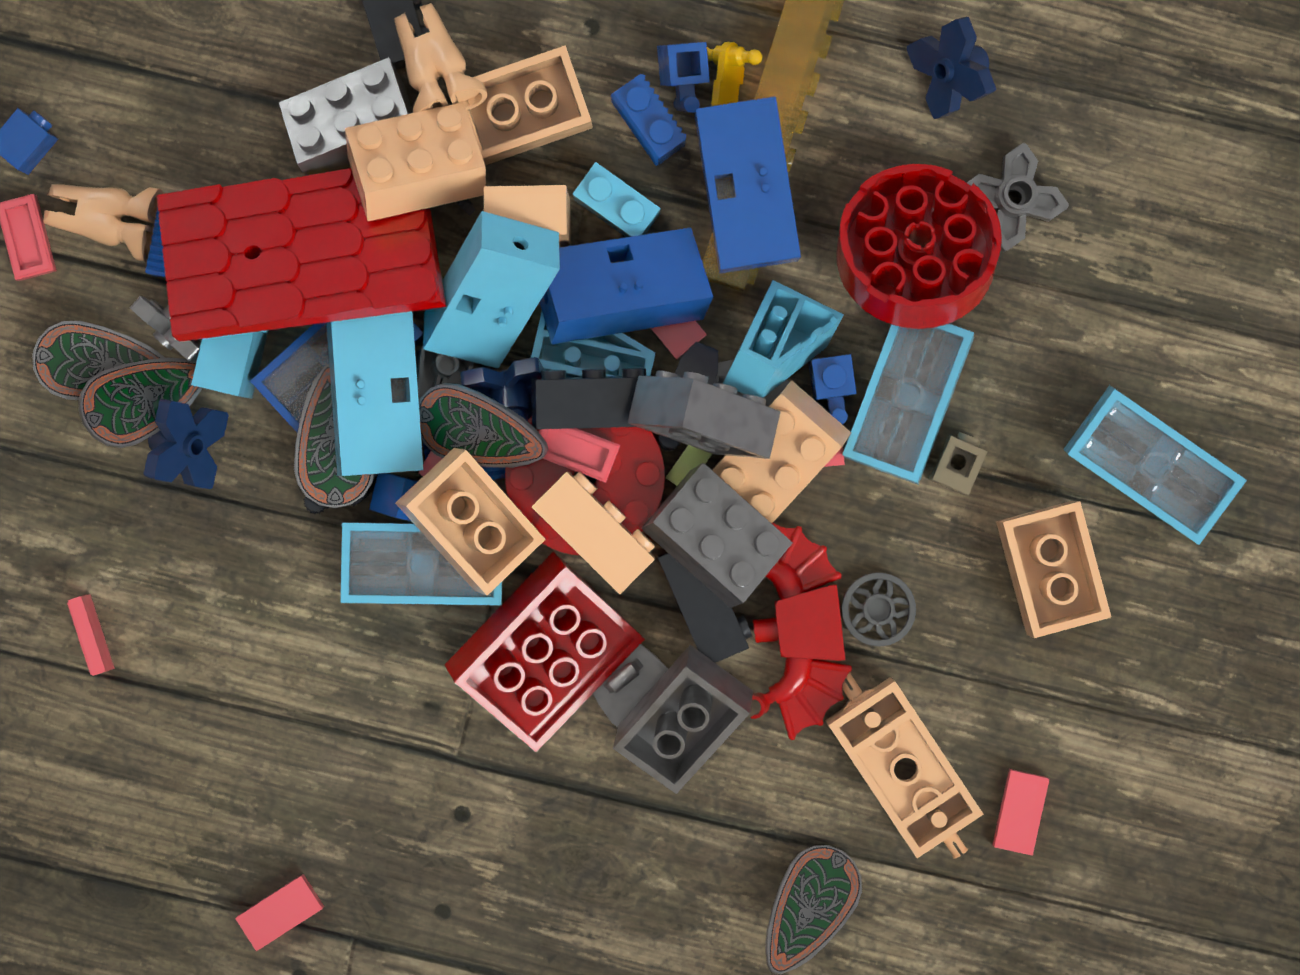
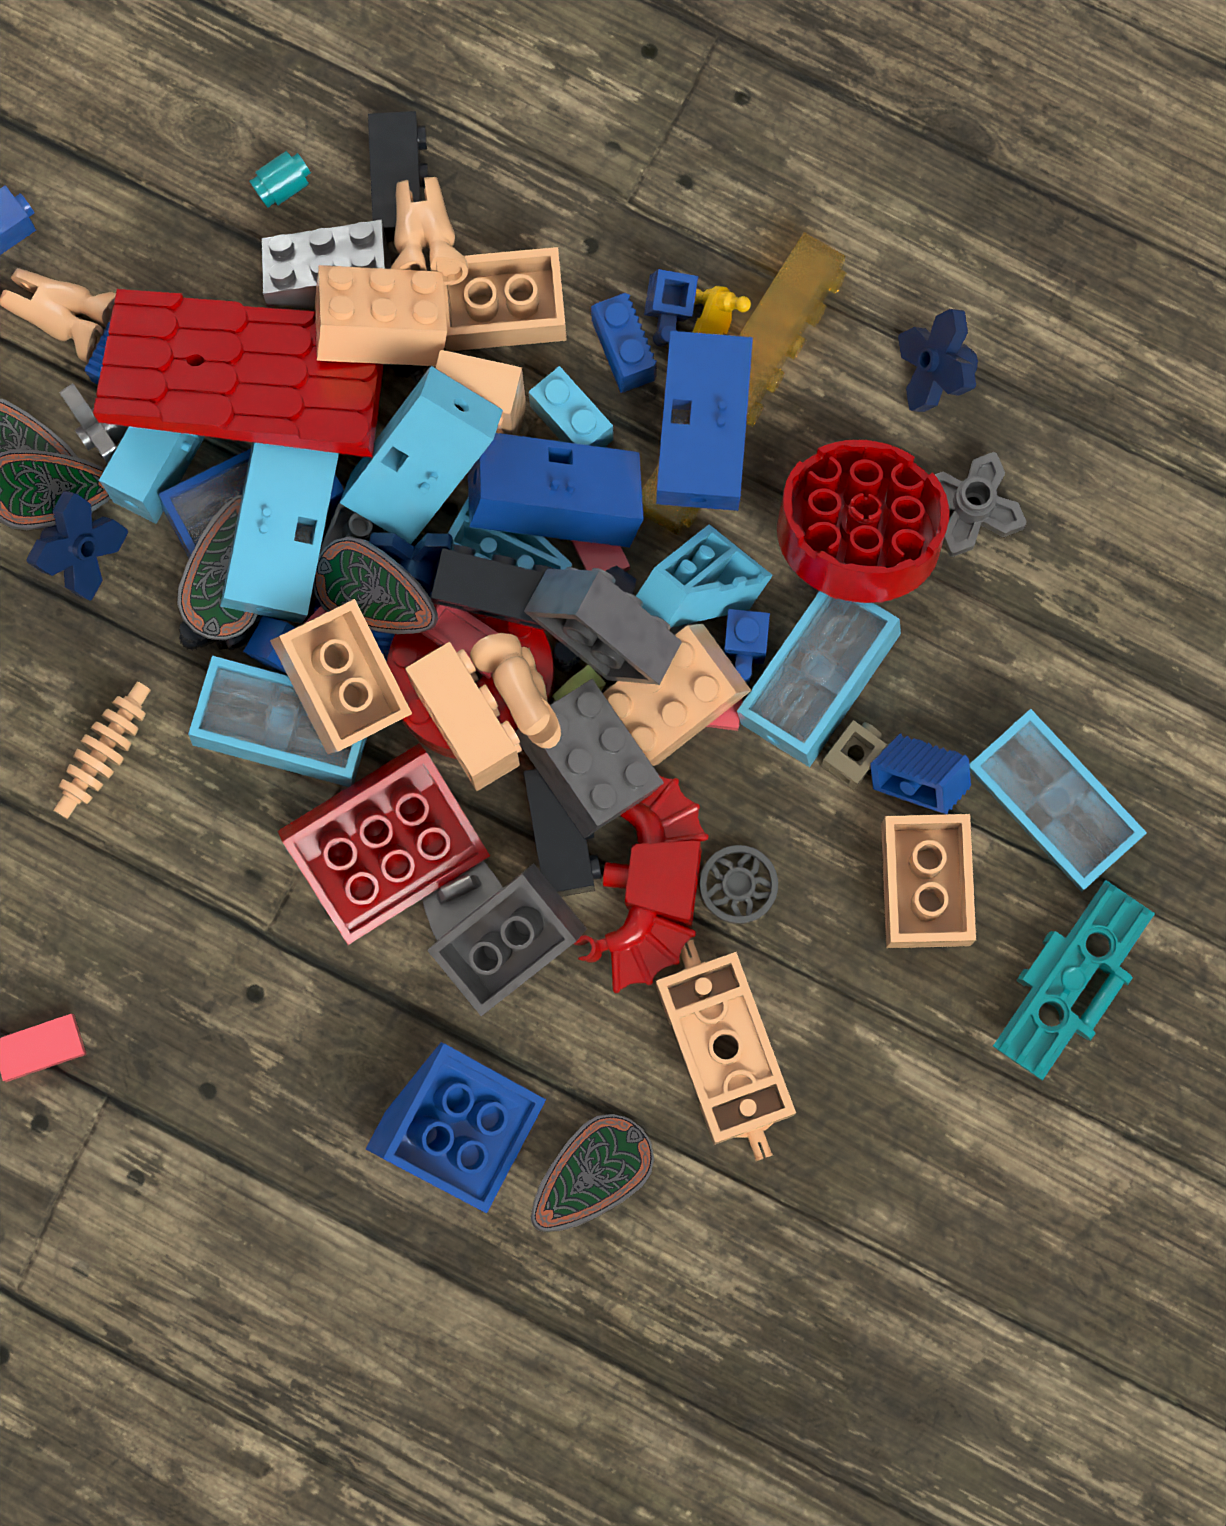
camera: 10 degrees right, 10 degrees down
(257, 643) = (111, 736): none -> light nougat piece
(279, 34) = (280, 179): none -> teal brick
(640, 494) = (519, 686): none -> light nougat piece
(677, 895) = (457, 1126): none -> blue slope
(1020, 812) = (838, 1131): coral tile -> none
(1026, 471) = (921, 773): none -> blue brick
(1196, 621) = (1062, 975): none -> teal piece

